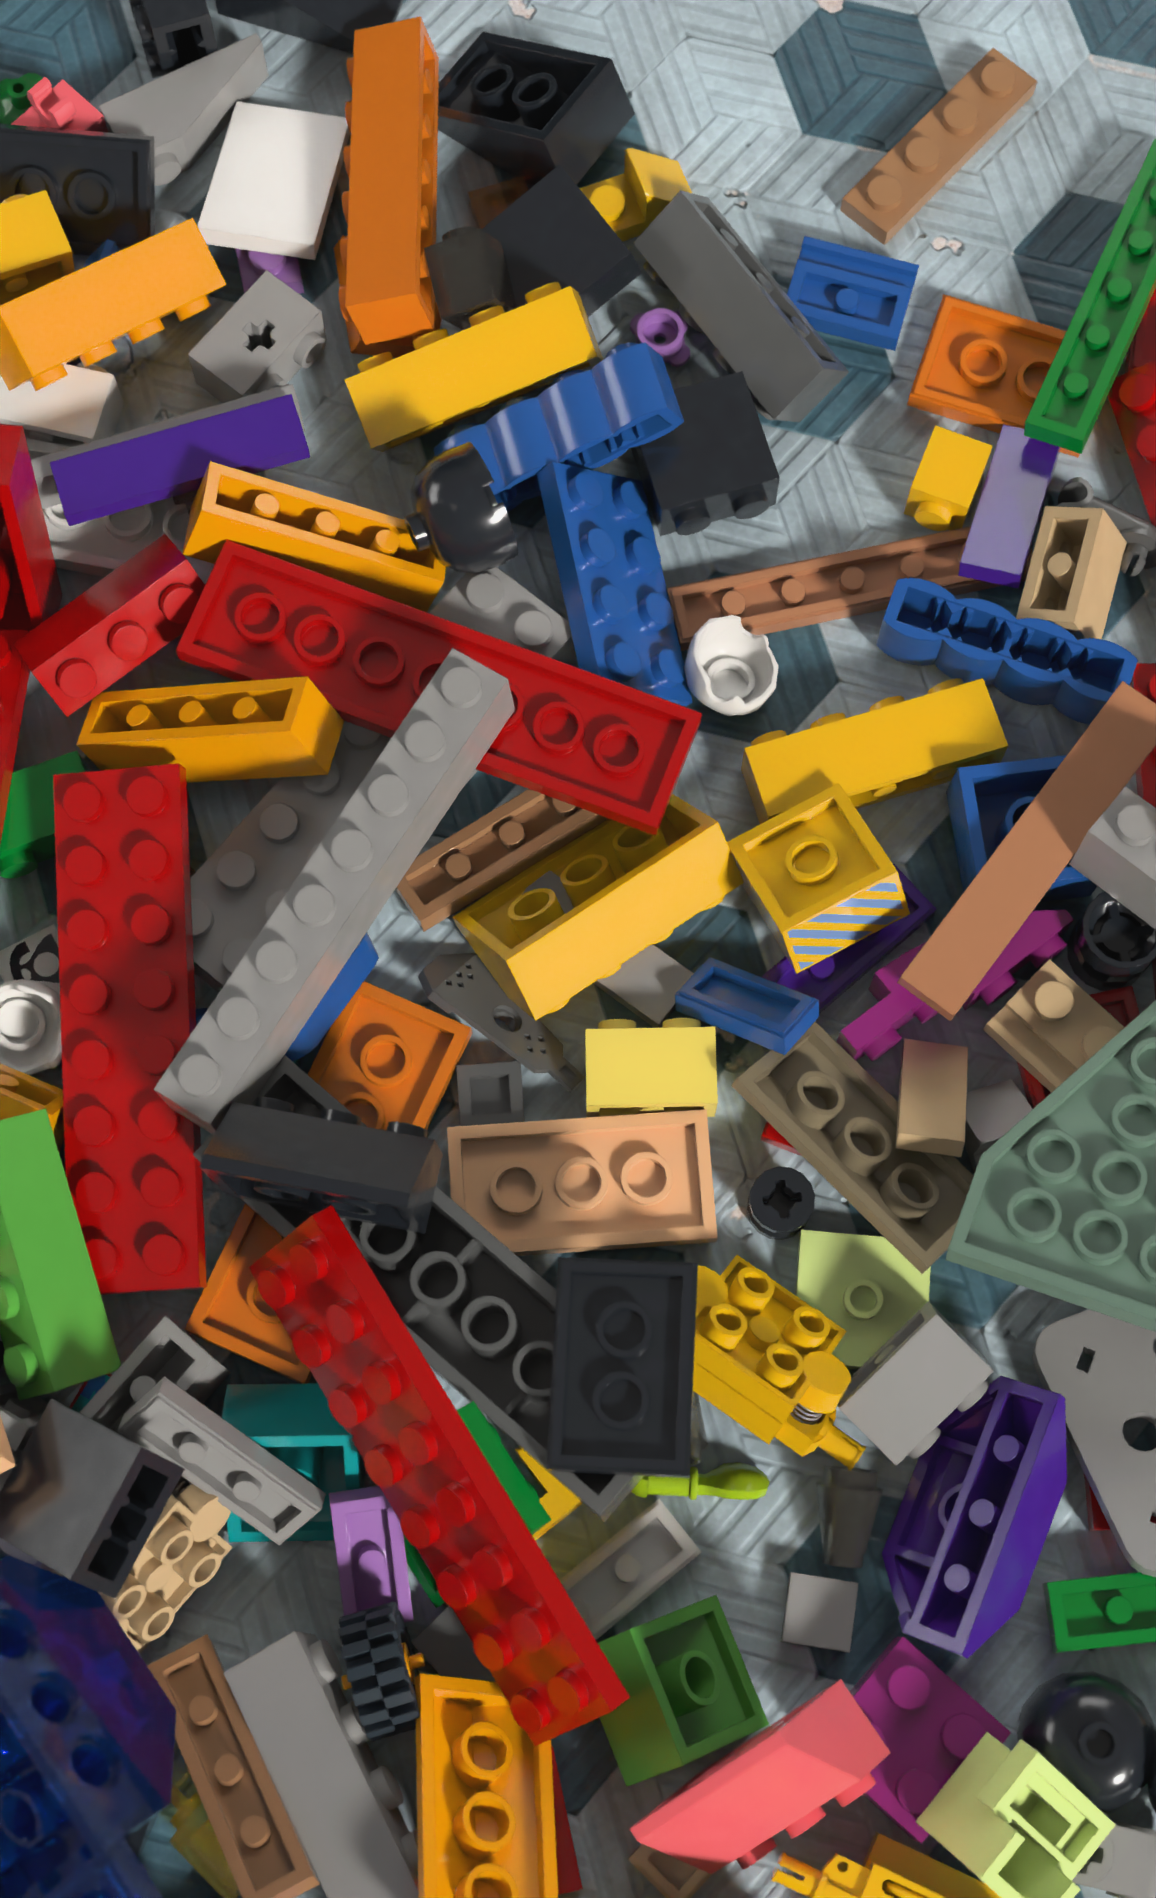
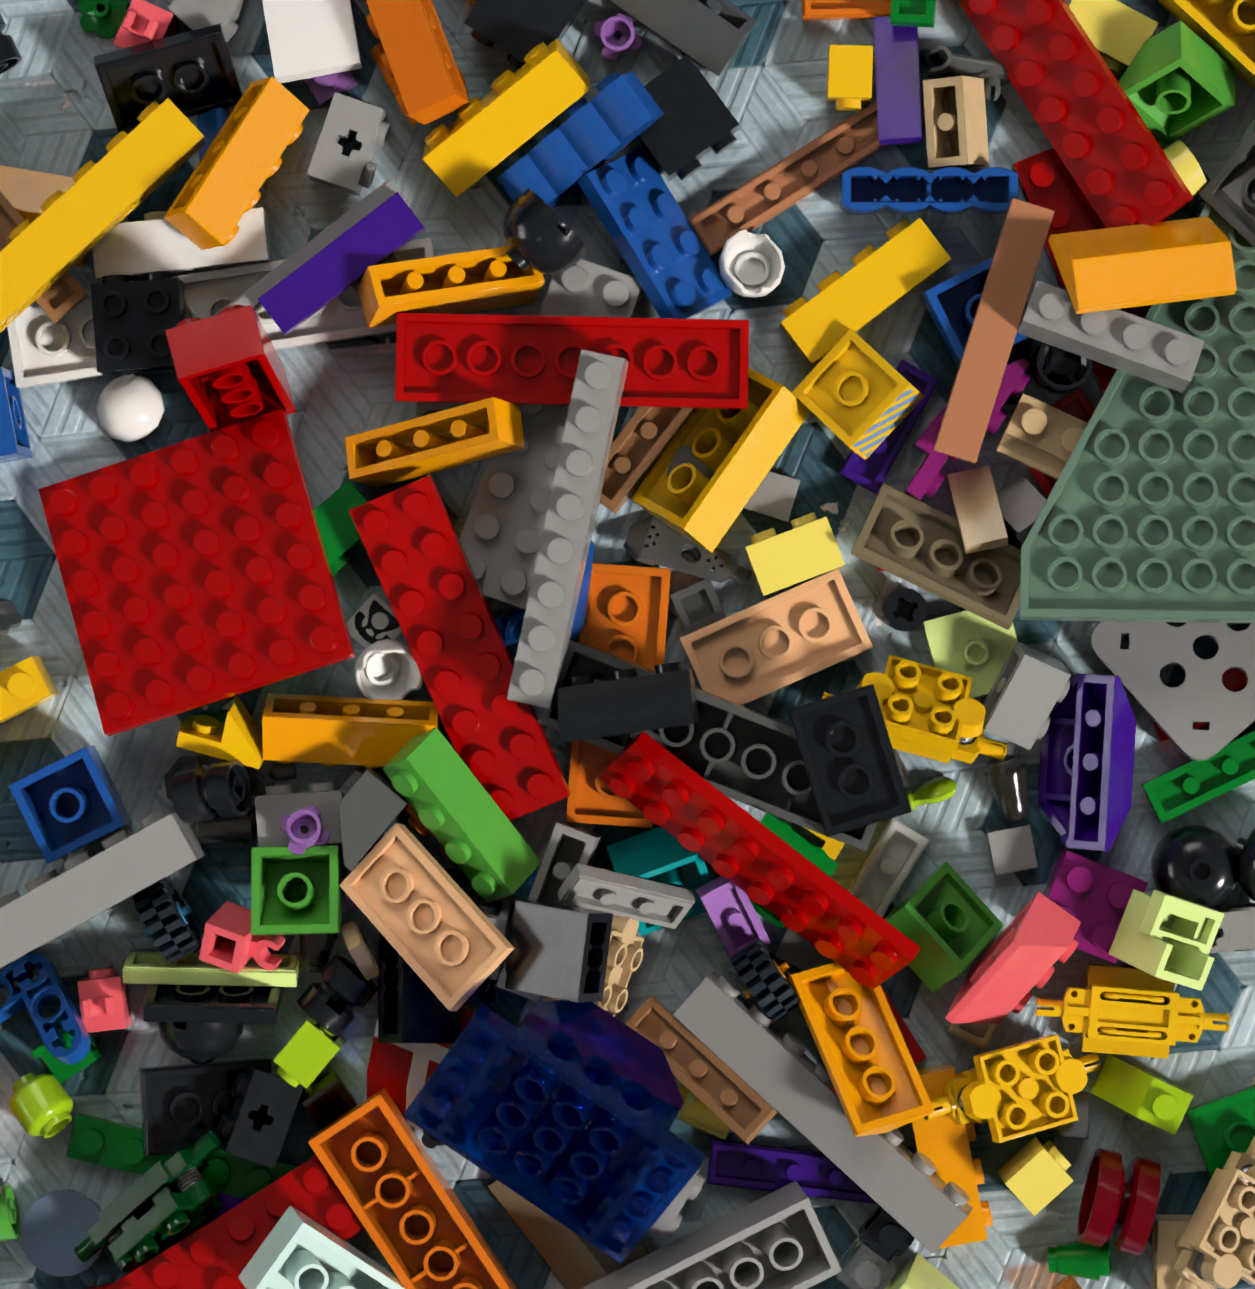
camera: 20 degrees left, 15 degrees up
(113, 625) = (340, 388): red brick -> none
(468, 275) = (479, 54): clear smoke brick -> none
(747, 1005) = (840, 492): blue tile -> none

